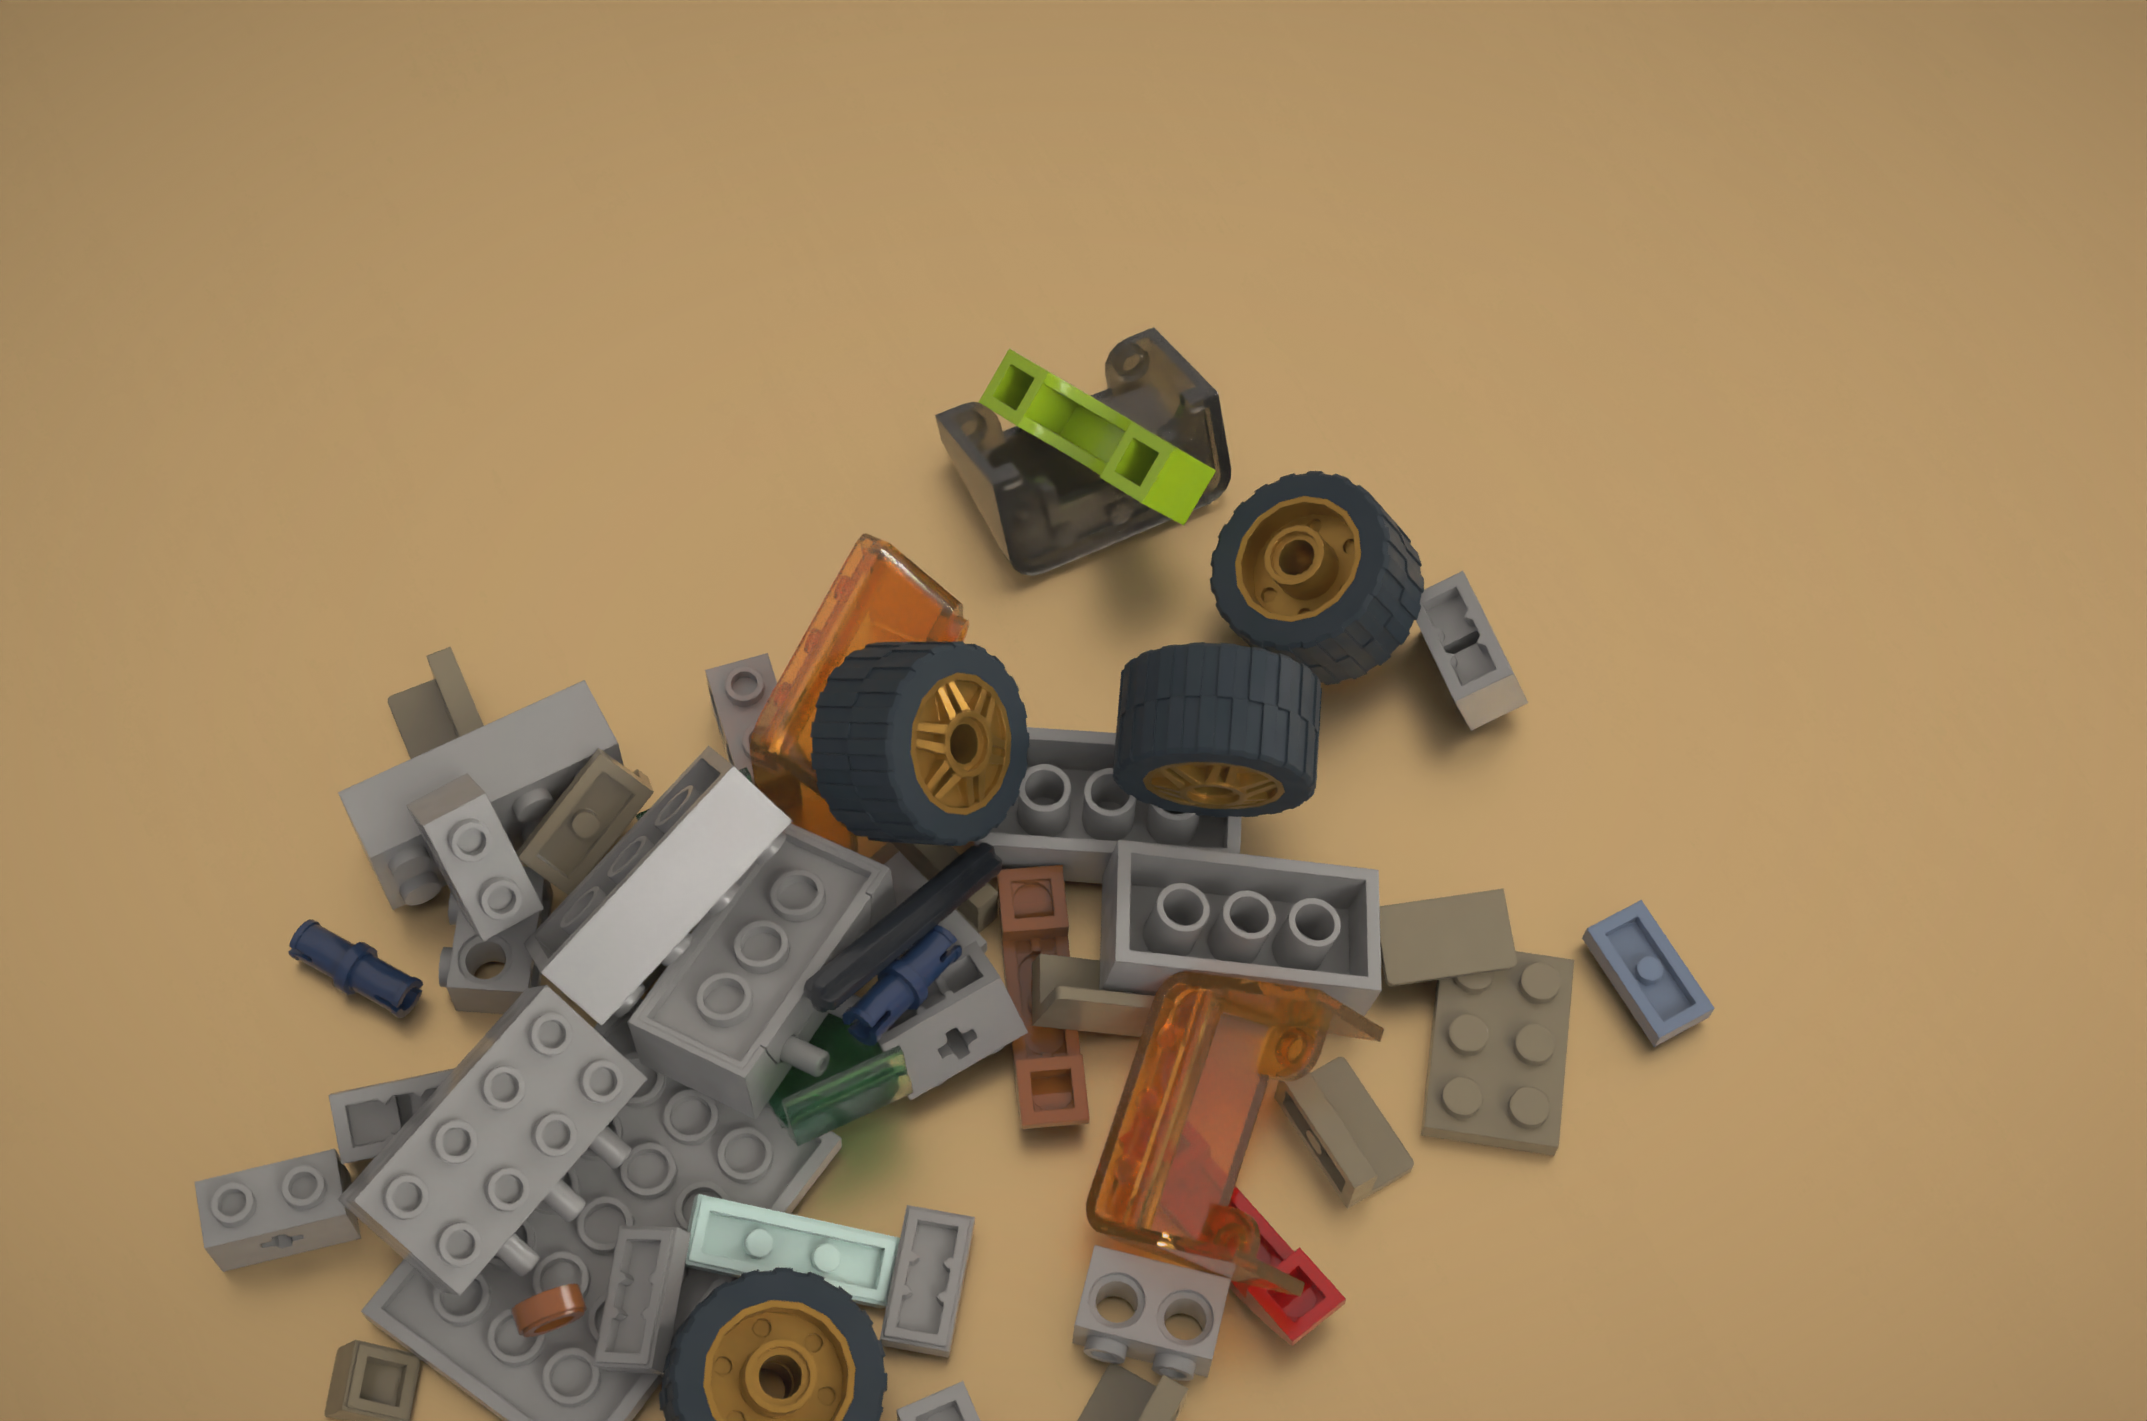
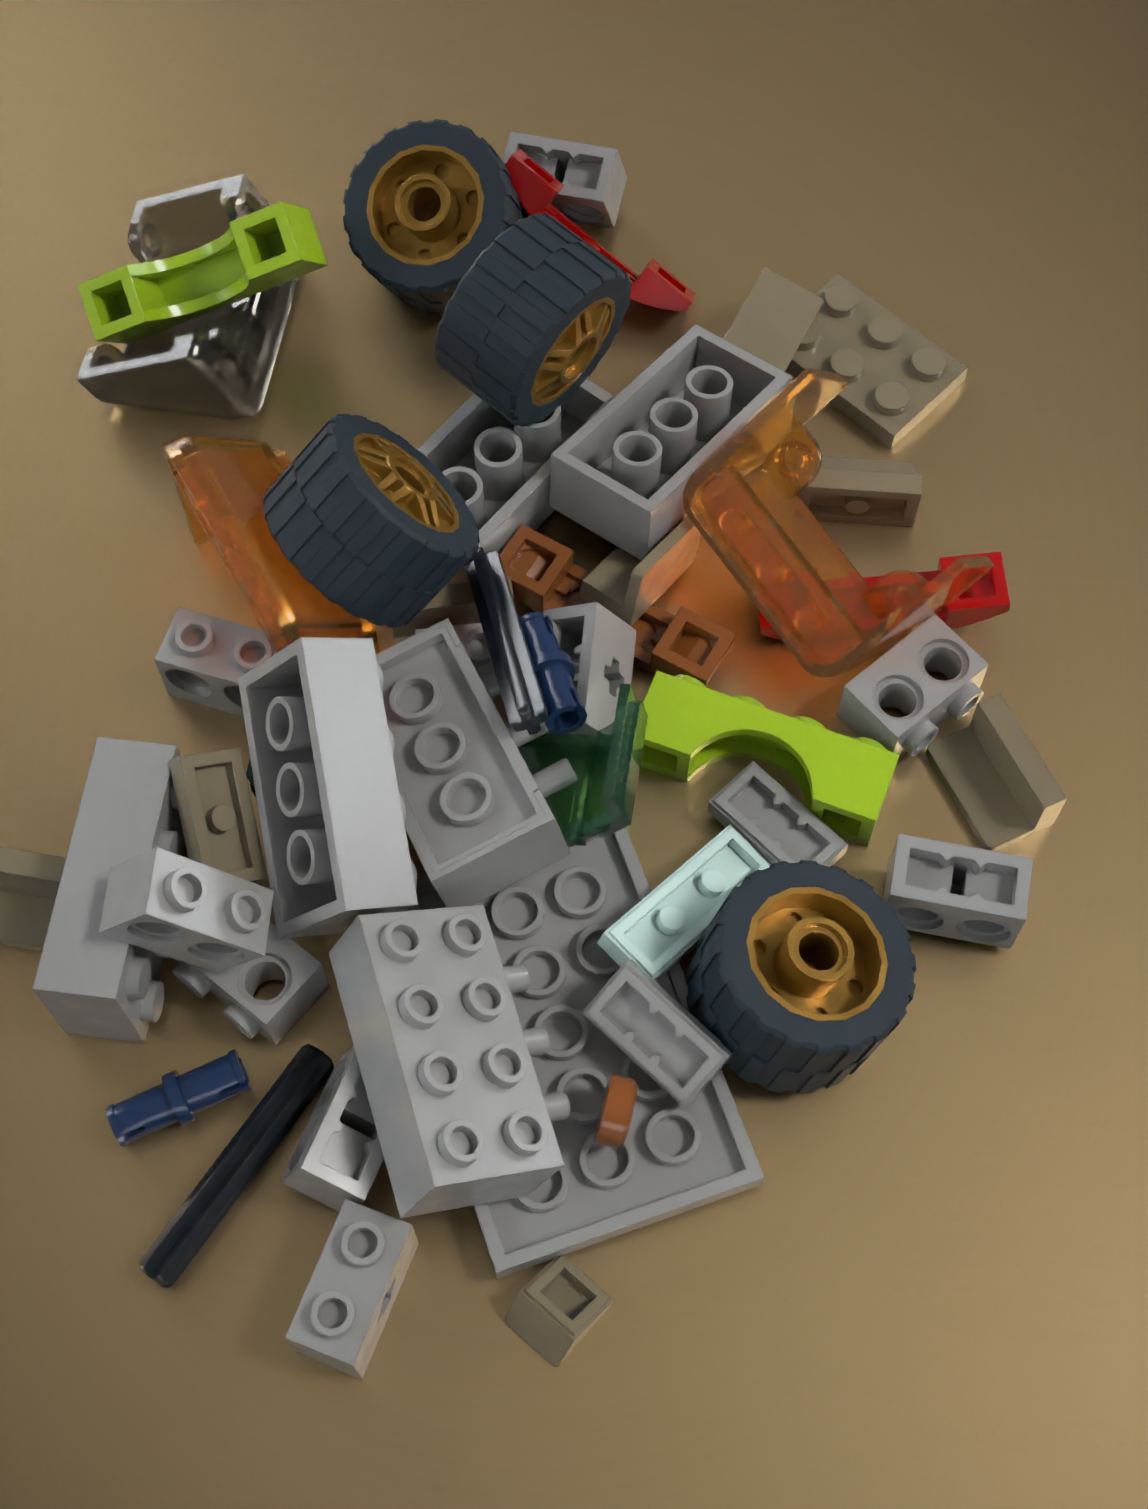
camera: 50 degrees left, 0 degrees up
(331, 1052) = (236, 1166): none -> black axle
(1006, 1305) = (836, 775): none -> lime arch
(1398, 724) = (537, 191): none -> red slope
(1648, 973) = (880, 238): sand blue plate -> none

